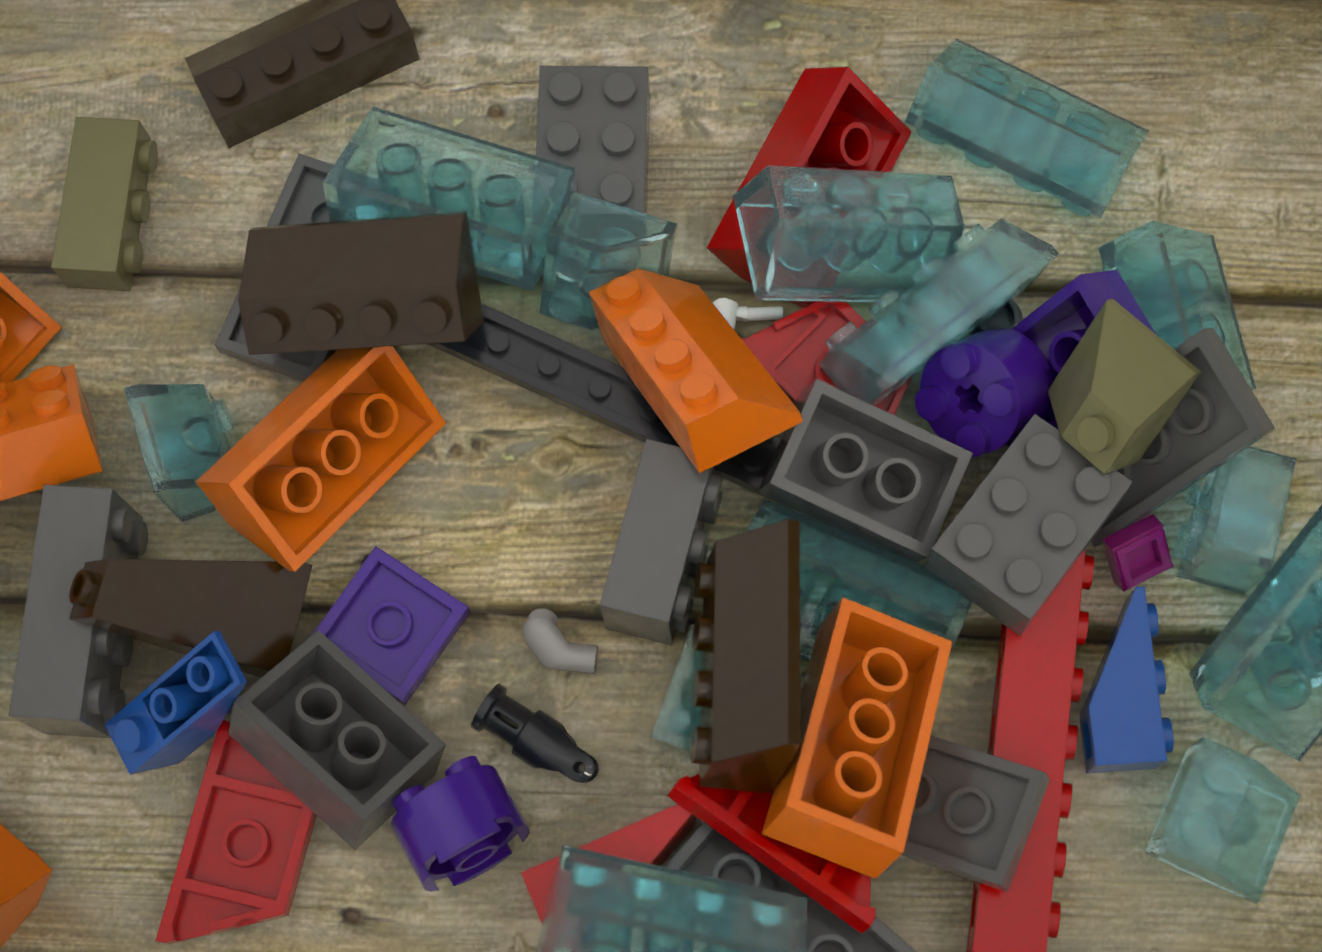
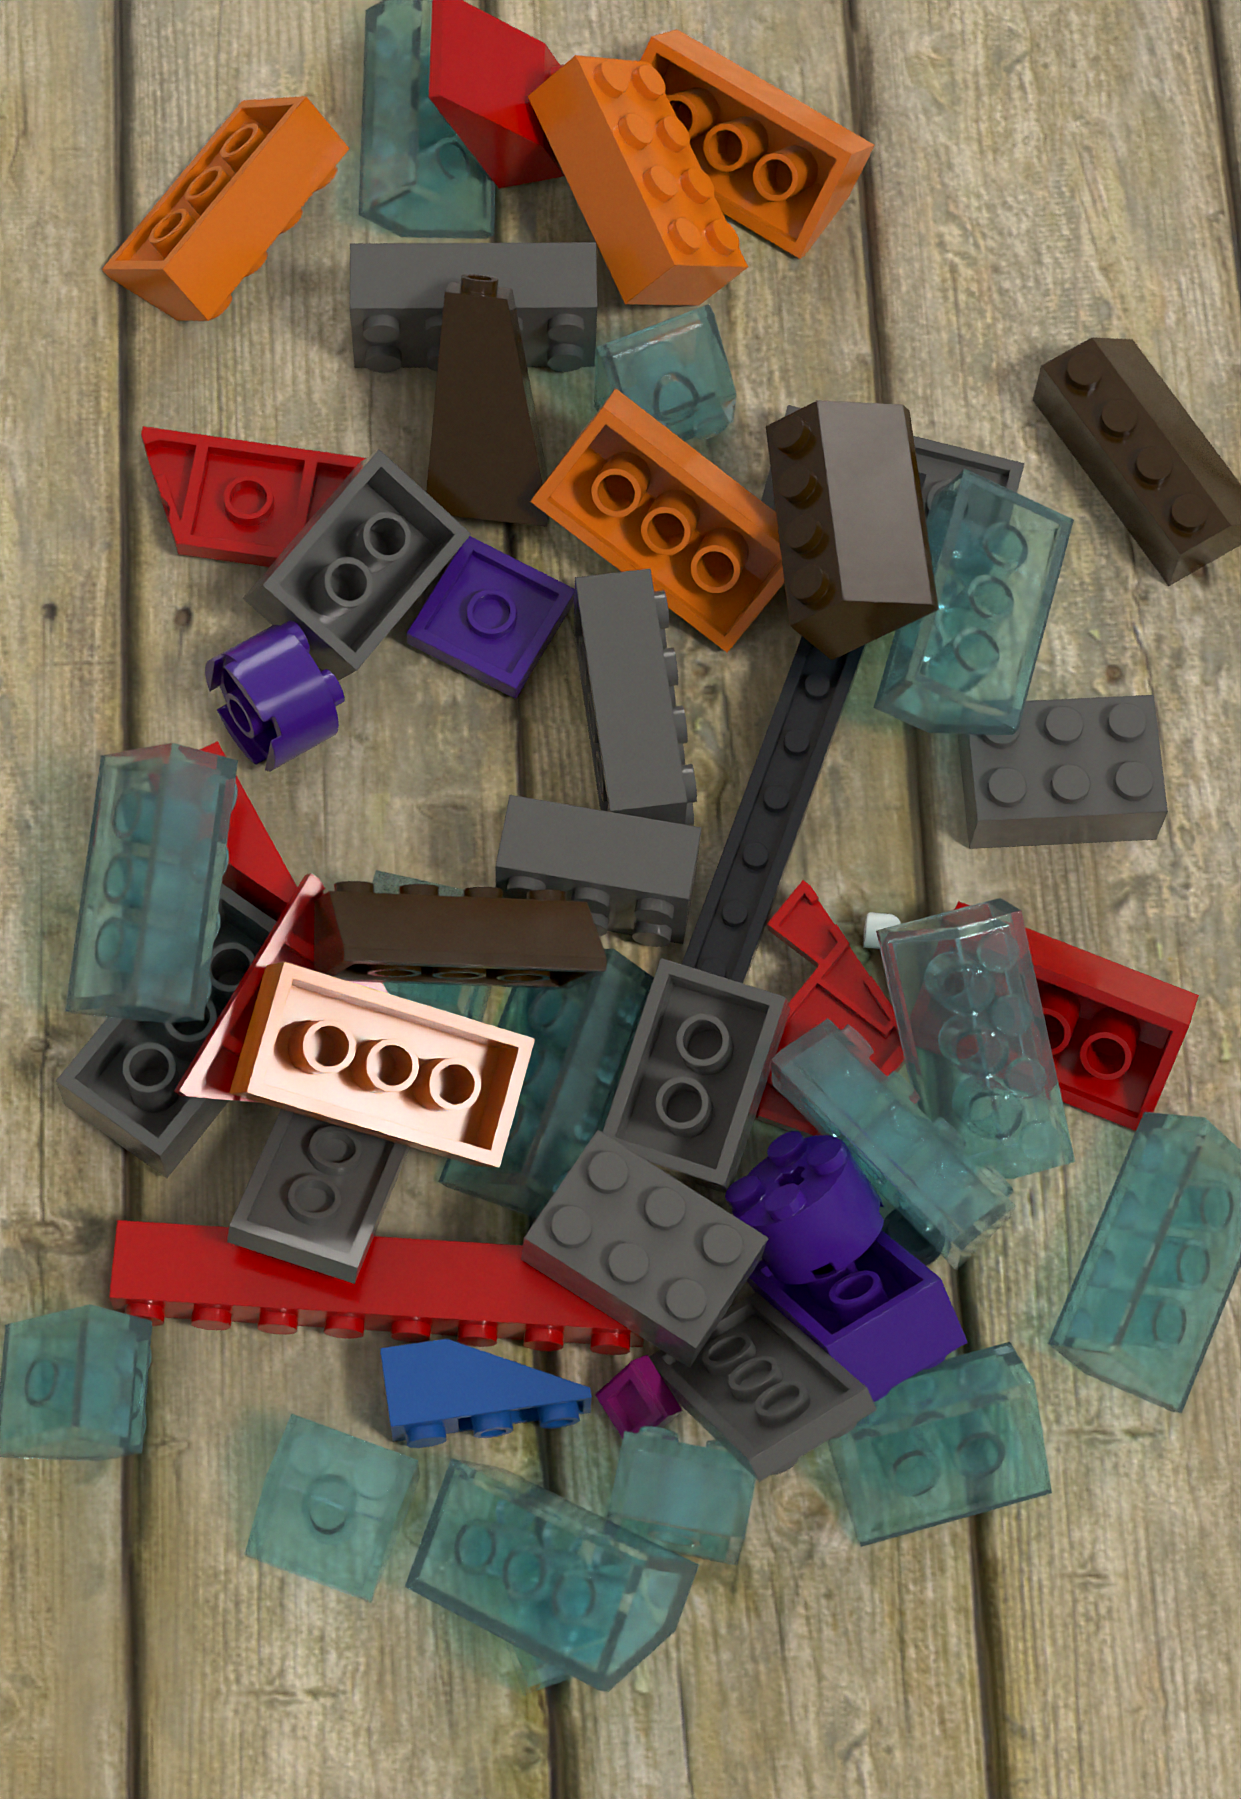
camera: 75 degrees right, 5 degrees down
(104, 204) = (942, 276): olive brick -> none
(178, 708) = (370, 404): blue slope -> none
(506, 501) = (631, 697): none -> dark grey brick
(537, 740) = (379, 772): black piece -> none
(552, 648) = (475, 786): light grey arm -> none
(594, 245) = (918, 783): clear light blue slope -> none
(690, 366) = (798, 873): orange slope -> none
(1118, 389) = (796, 1324): olive slope -> none

